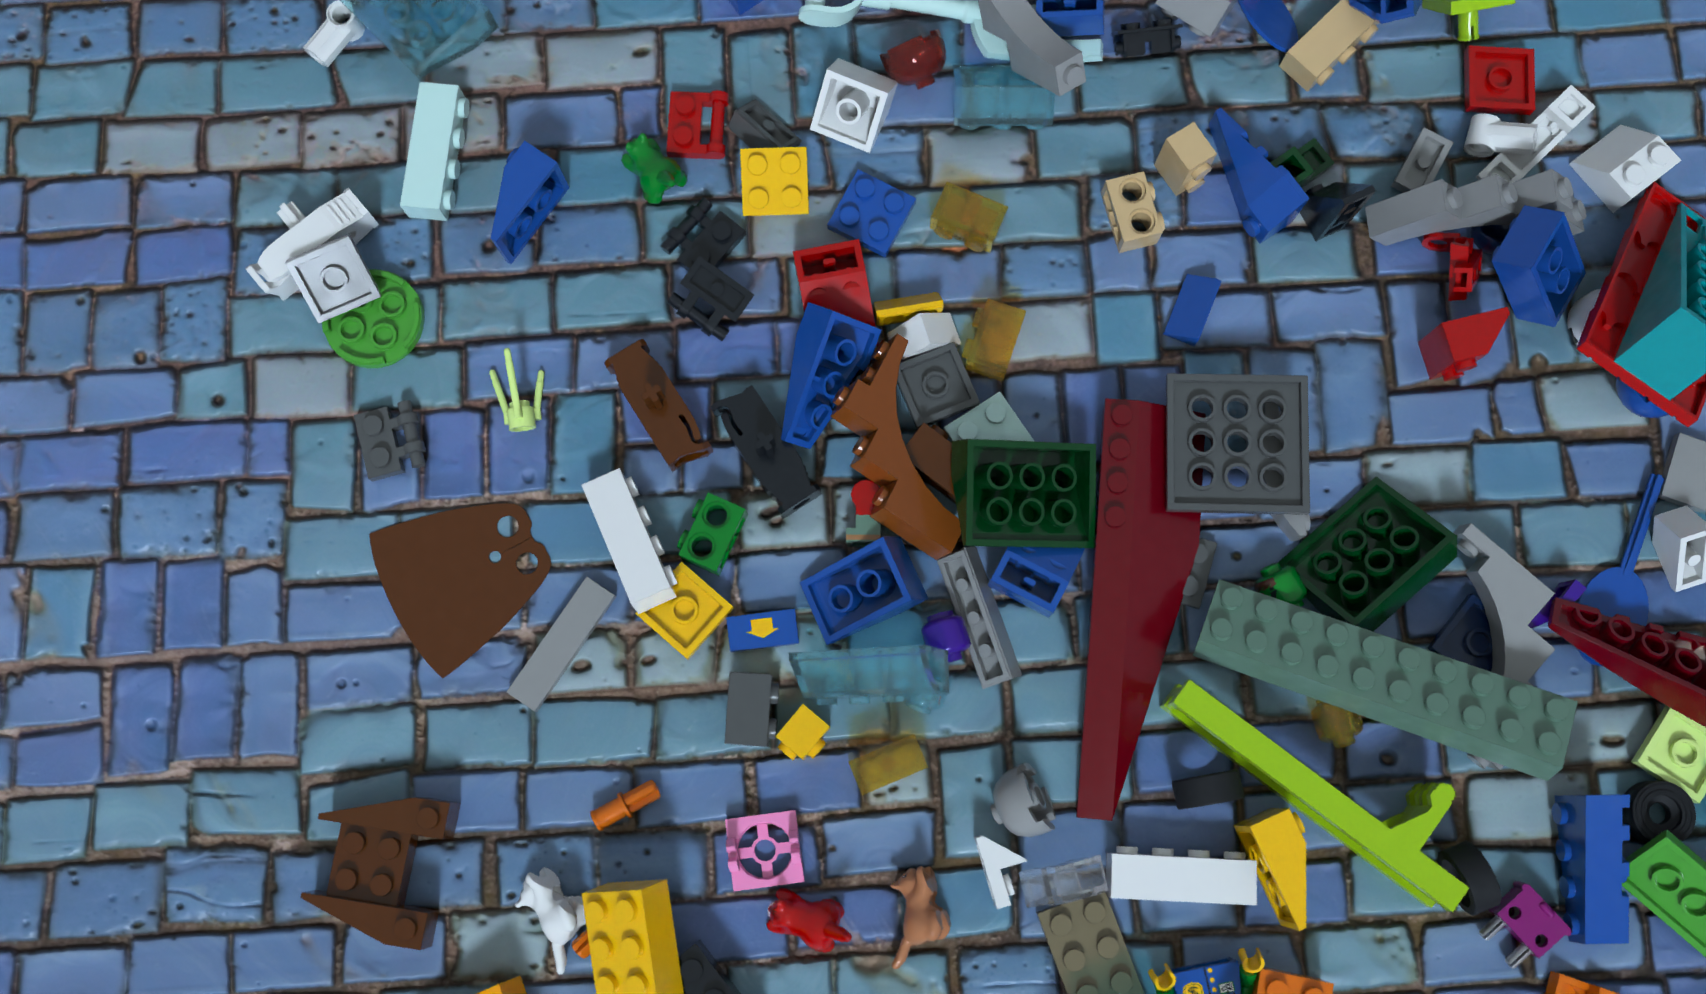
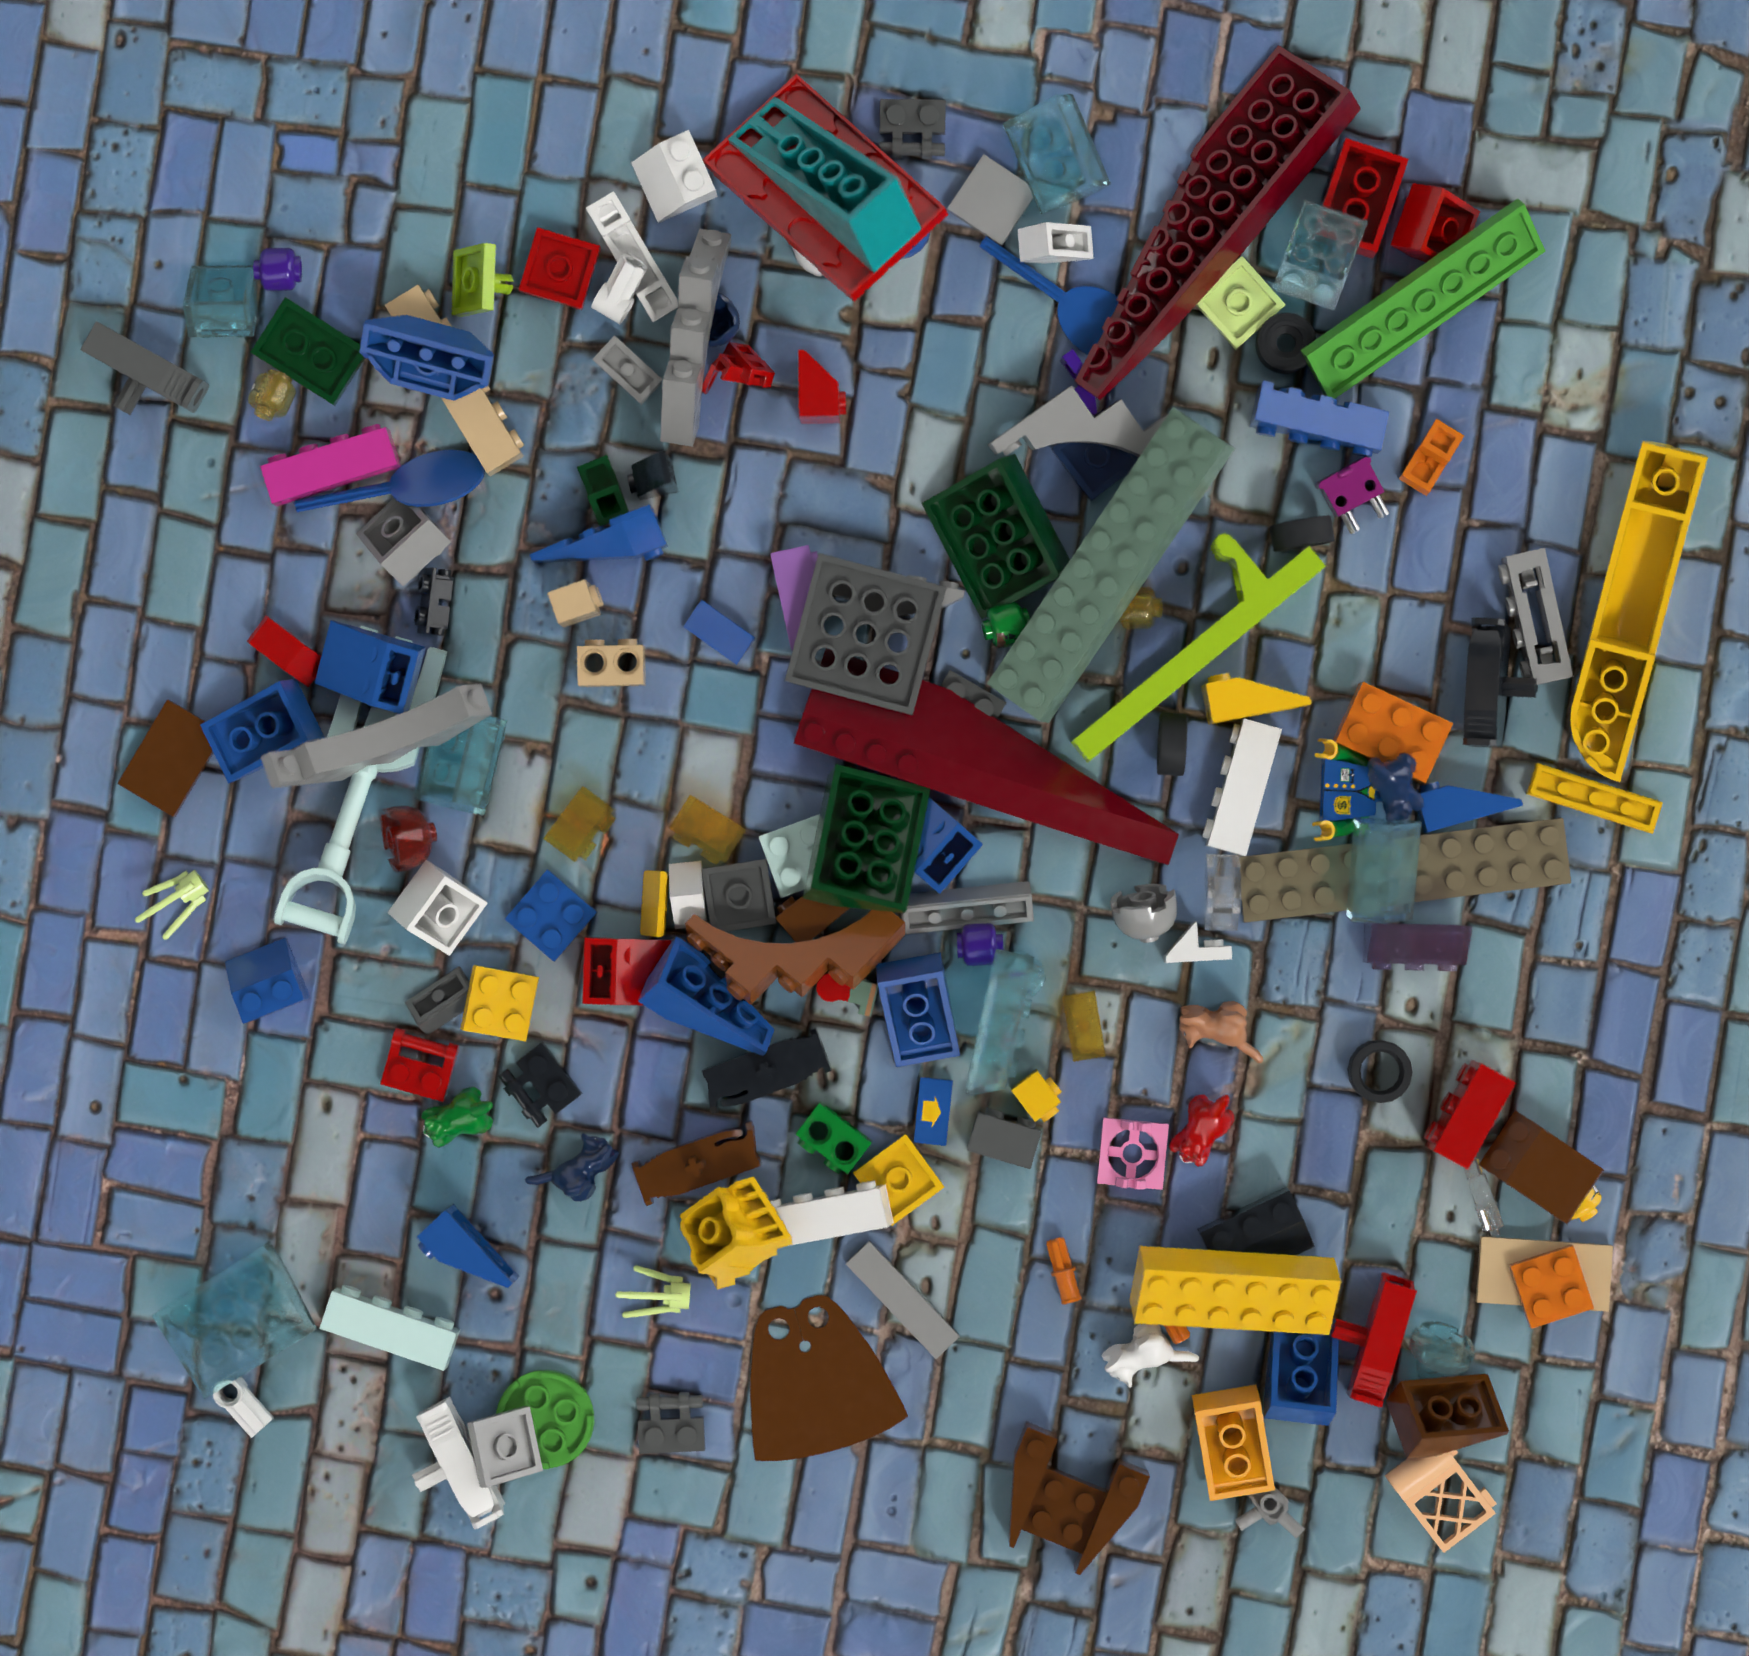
camera: 75 degrees left, 10 degrees up
(593, 449) = (733, 1231): none -> yellow slope
(621, 292) = (578, 1174): none -> dark blue animal
(717, 290) = (597, 1084): black plate -> none
(1273, 358) = (793, 577): none -> medium lavender slope
(1539, 265) = (763, 303): blue brick -> none

